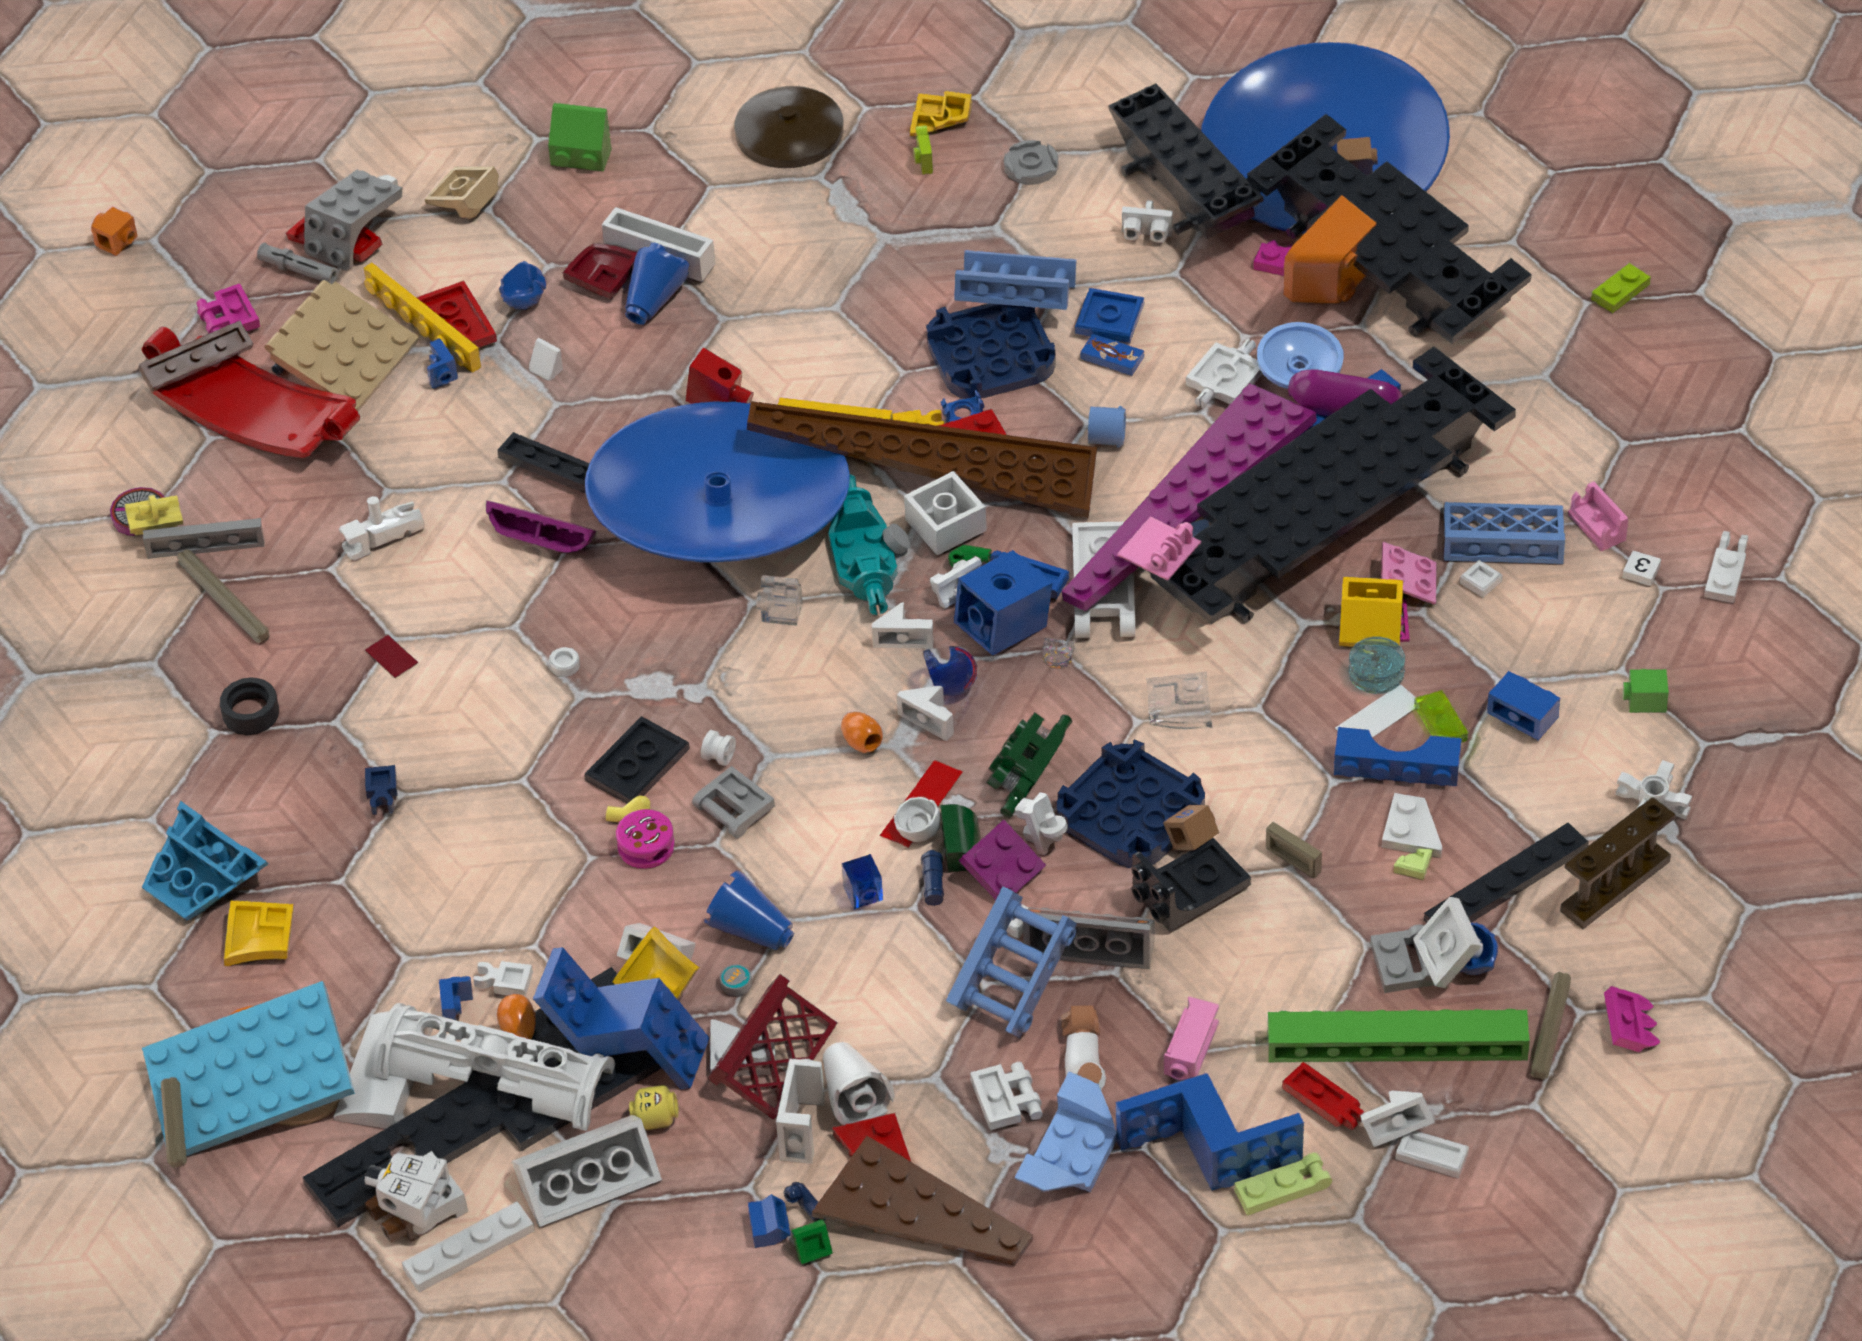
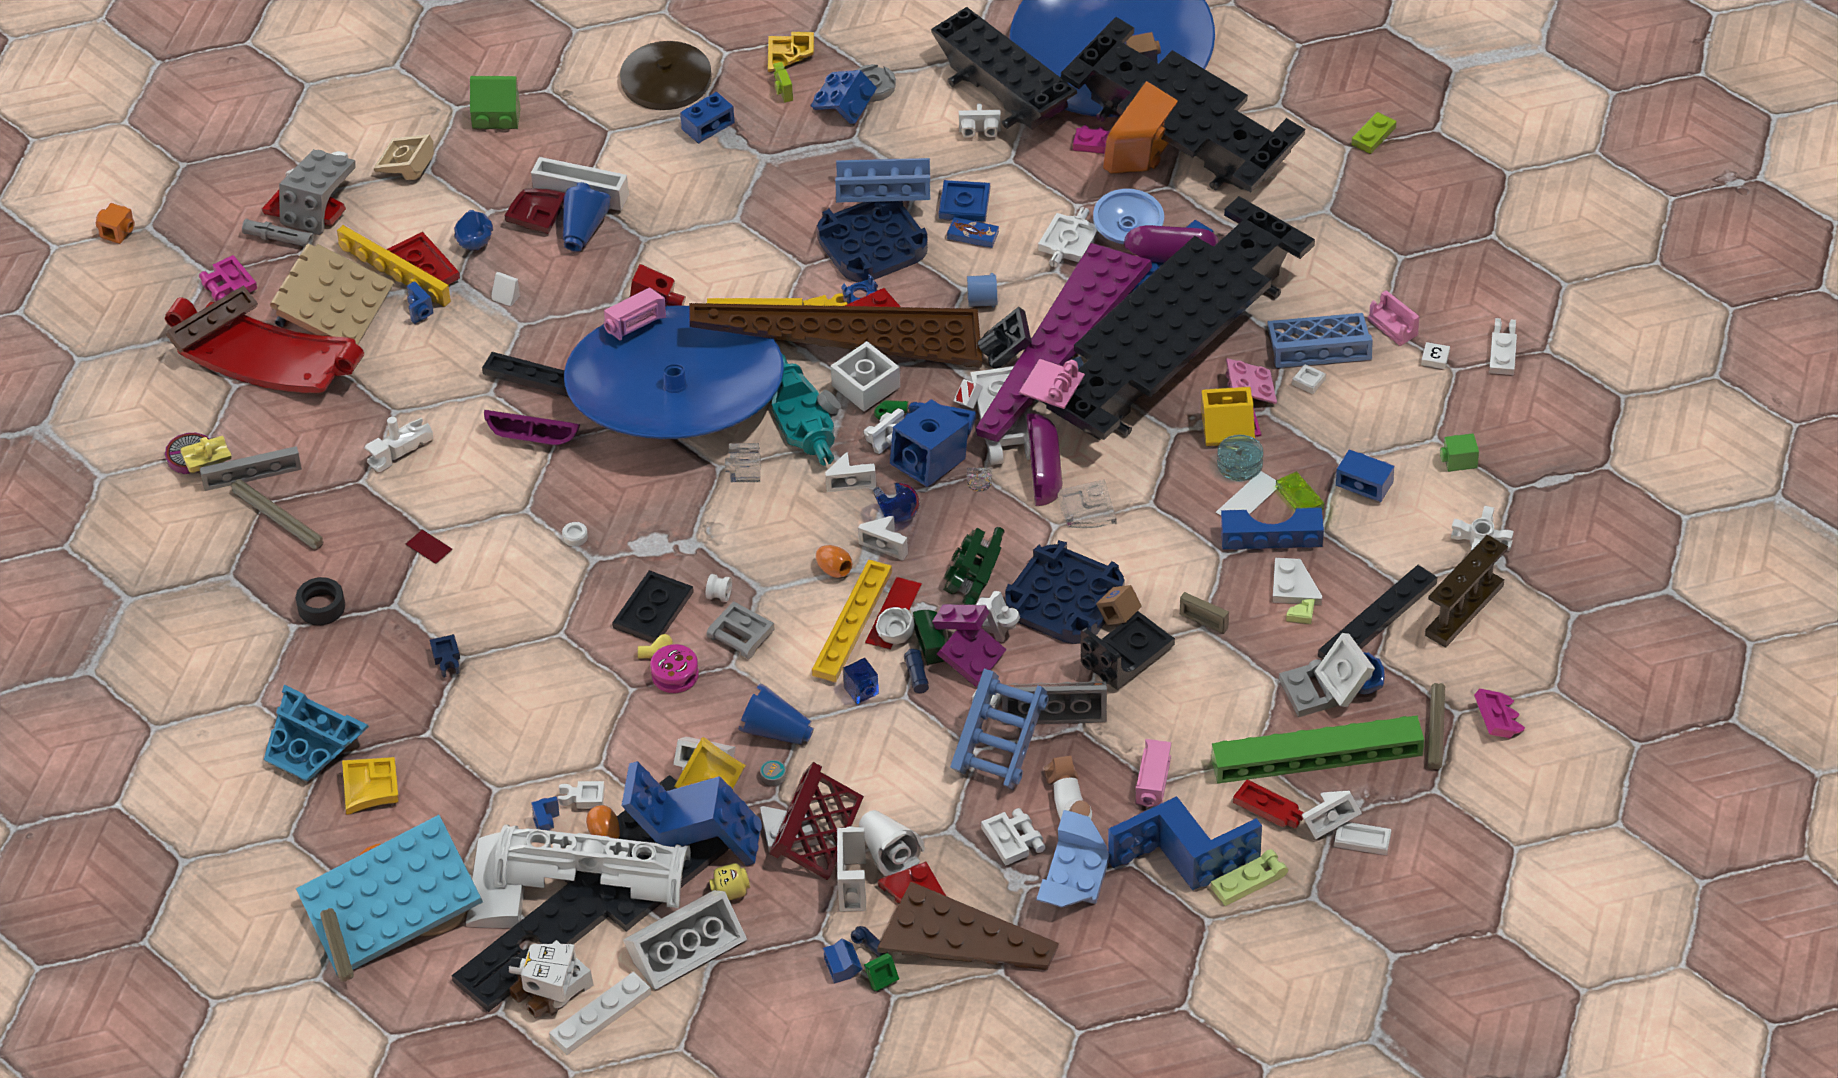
camera: 10 degrees left, 0 degrees up
(685, 405) = (634, 313): none -> bright pink window
(825, 182) = (707, 117): none -> blue brick
(868, 807) = (852, 621): none -> yellow plate
(994, 171) = (846, 93): none -> blue bracket
(994, 819) = (960, 617): none -> magenta plate
(1064, 548) = (968, 393): none -> white tile
(1122, 487) = (1006, 338): none -> black plate
(1139, 638) = (1044, 459): none -> magenta brick

